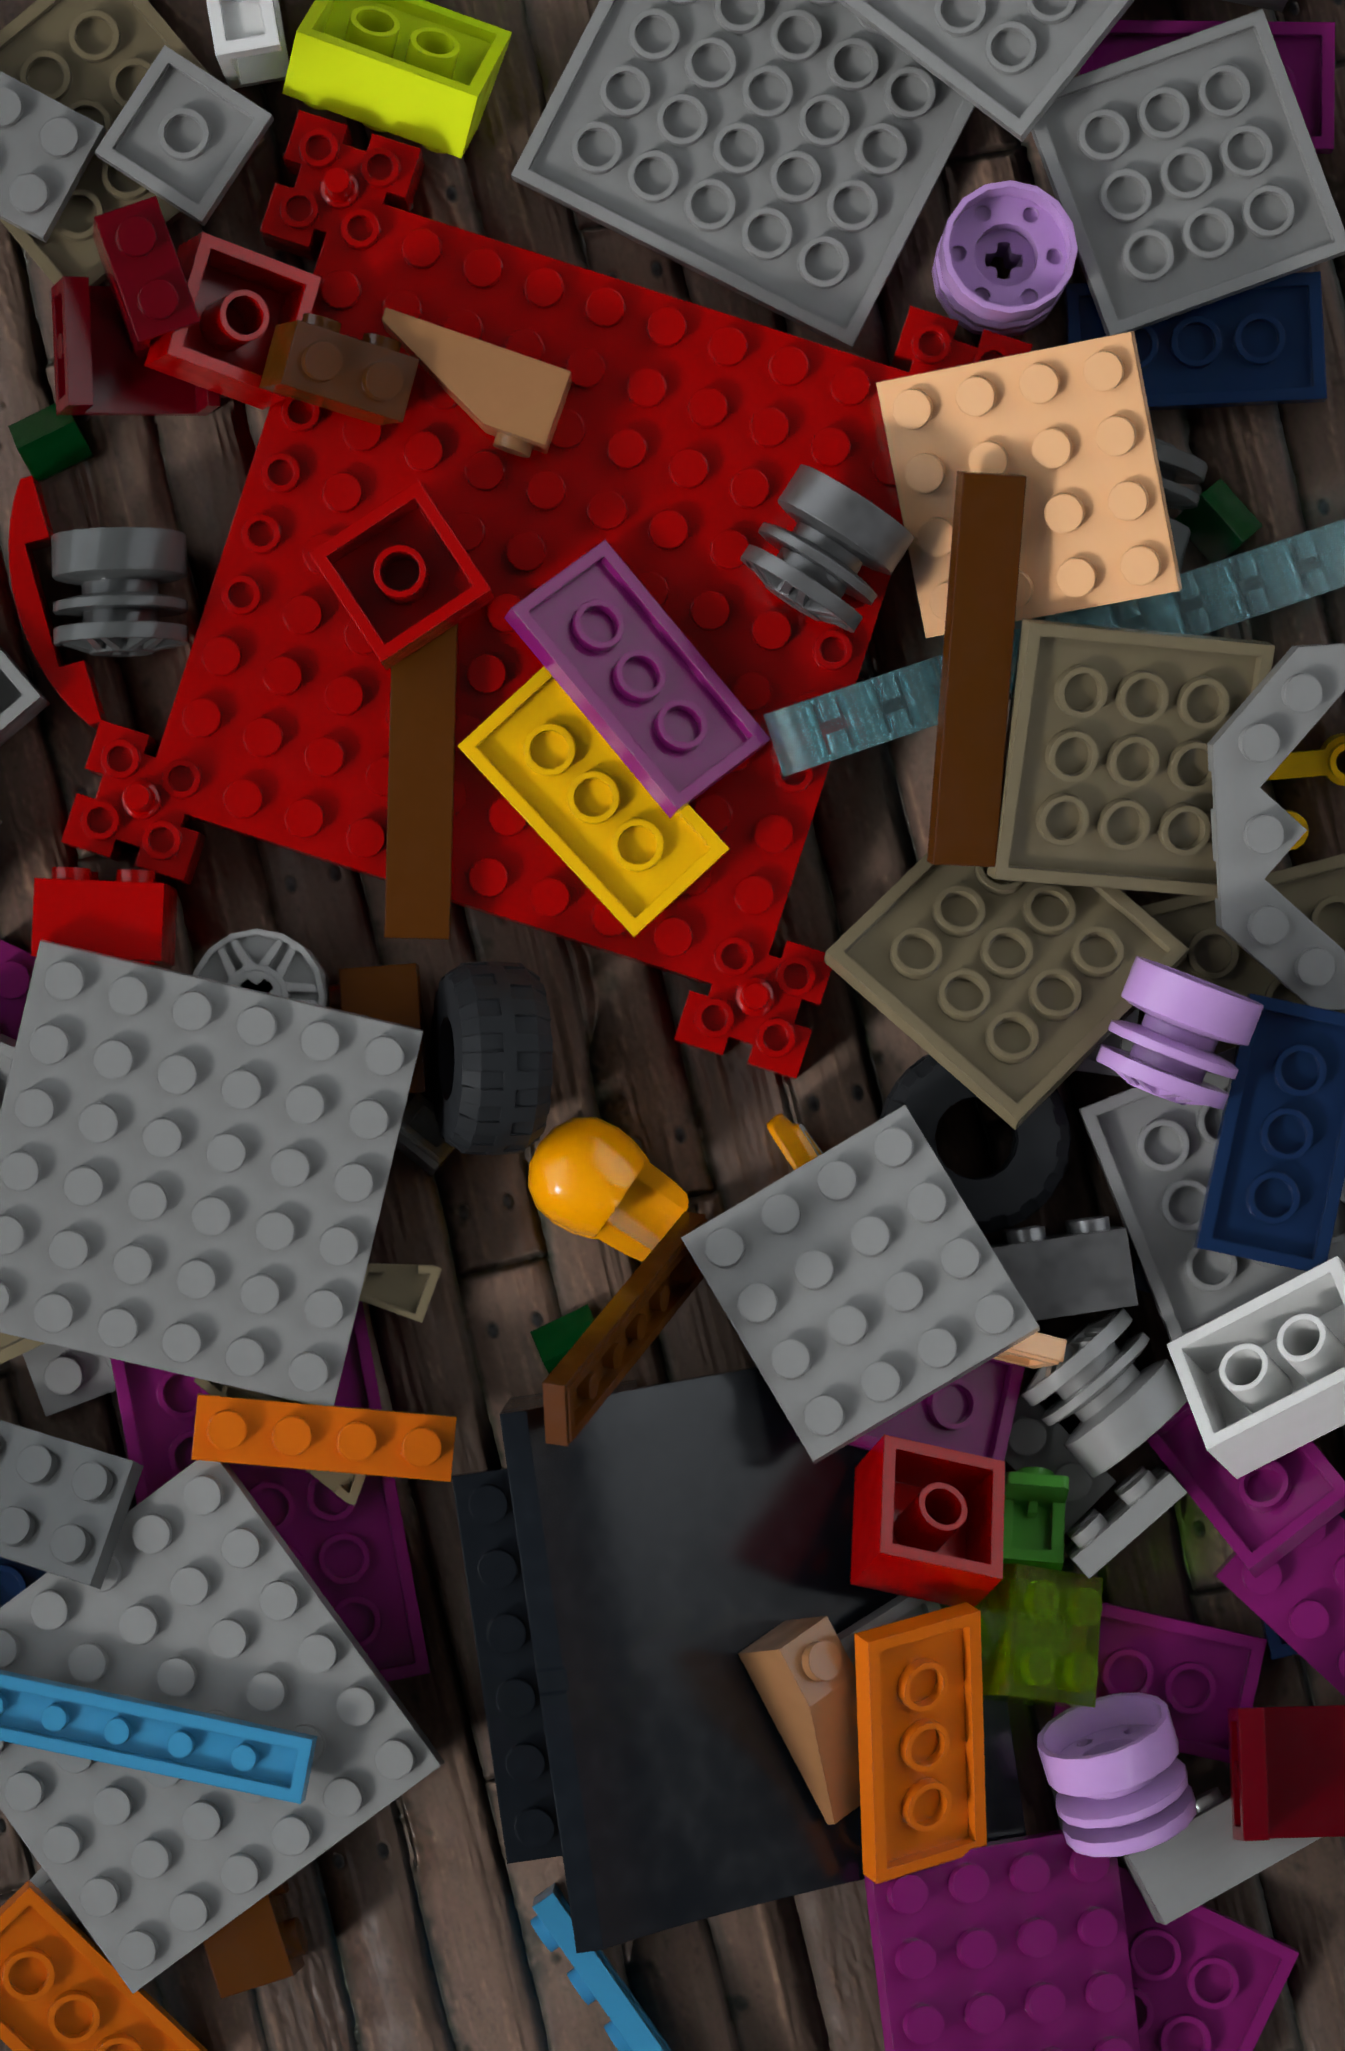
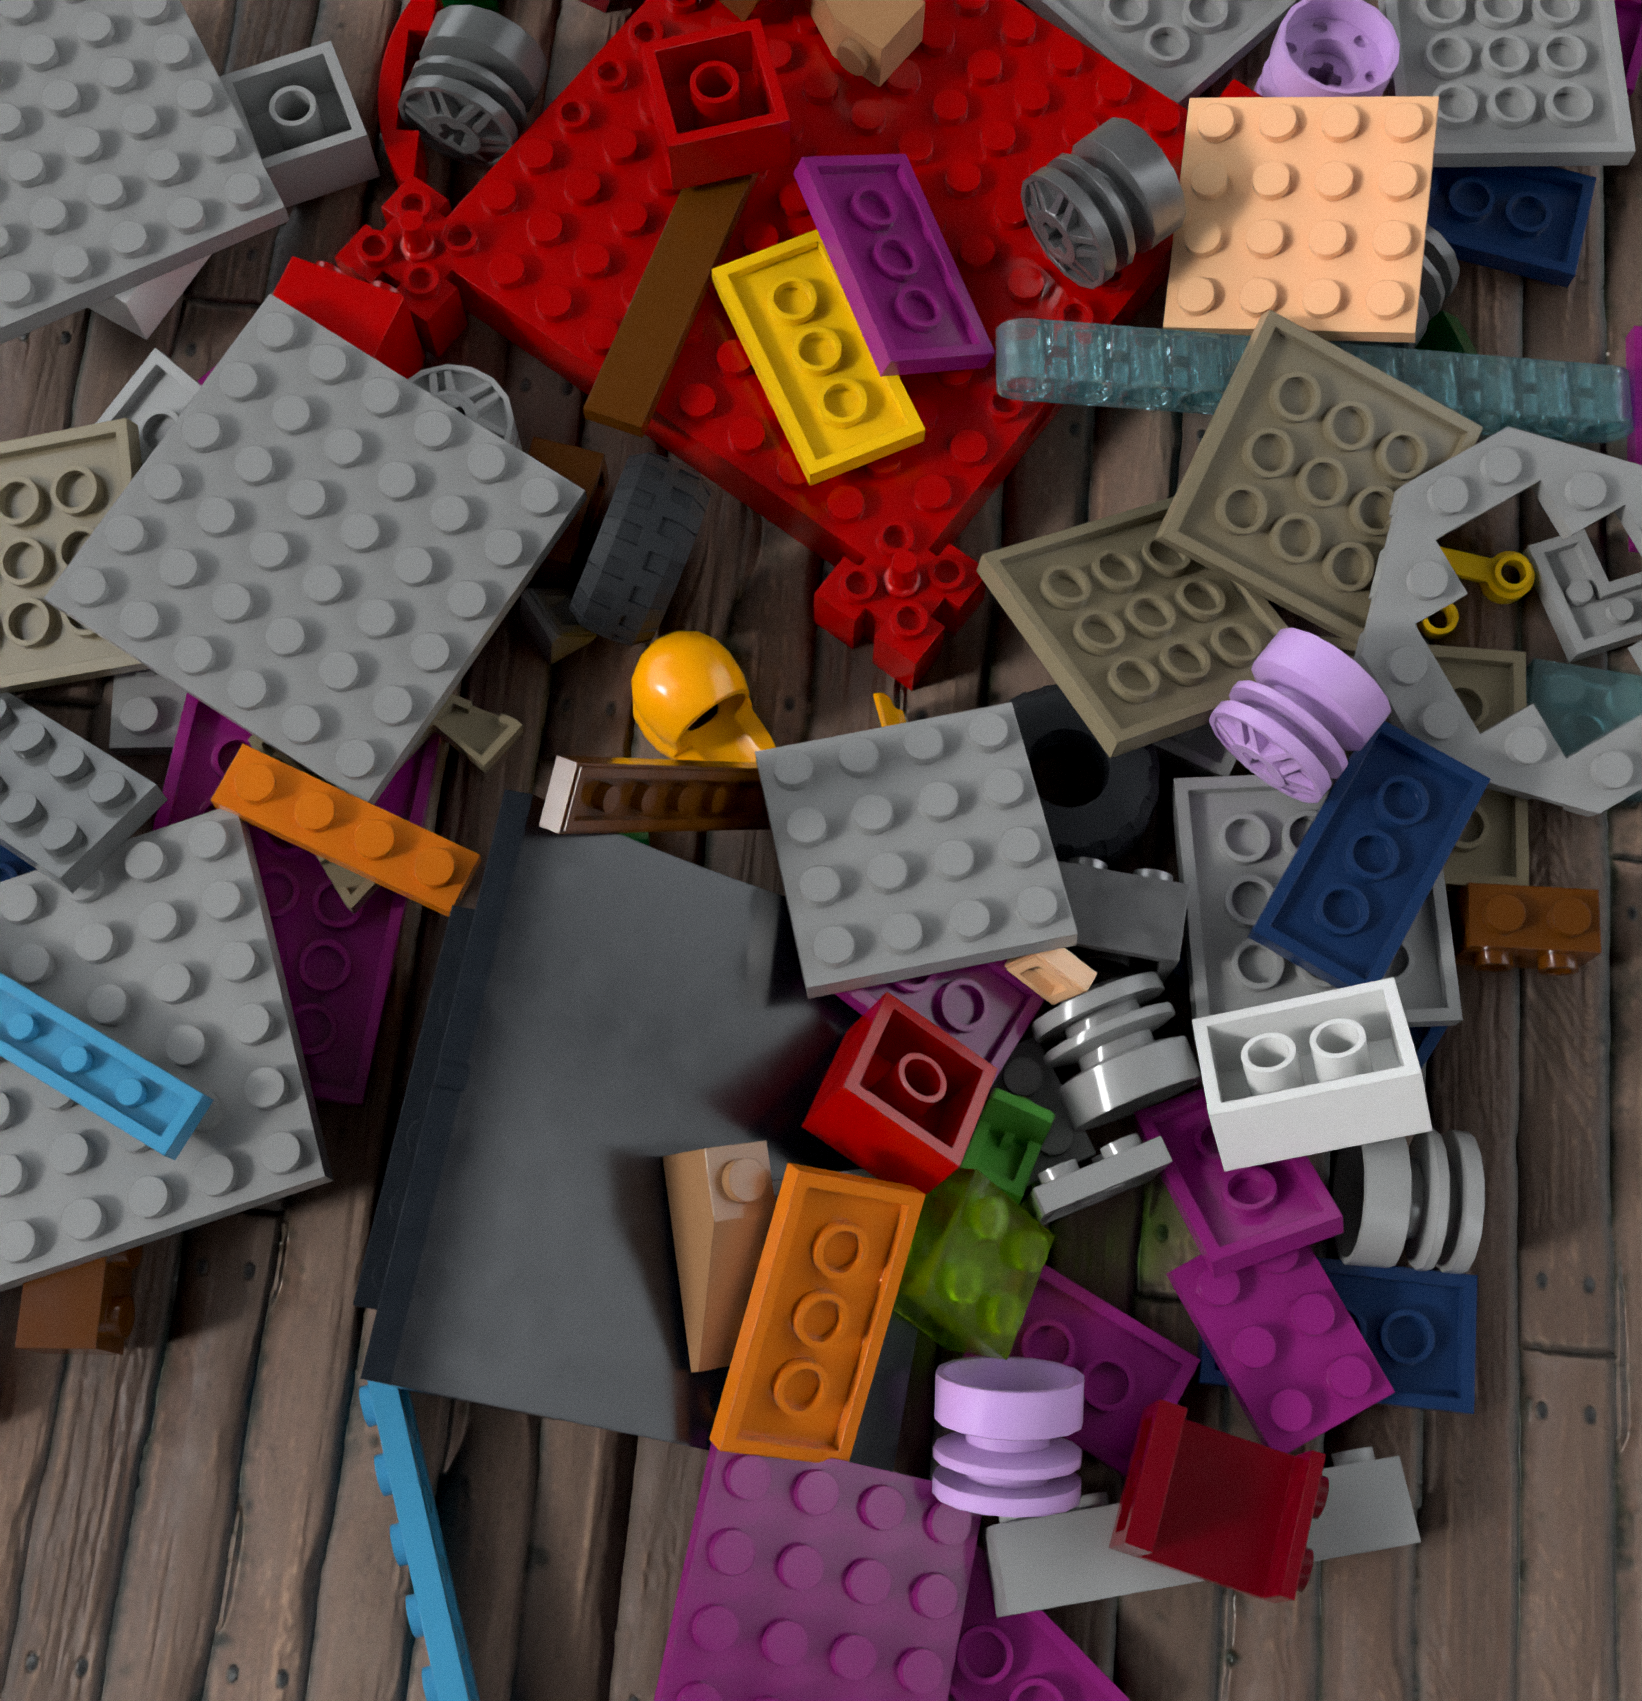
camera: 15 degrees right, 15 degrees down
(976, 668) = (1204, 345): reddish brown tile -> none

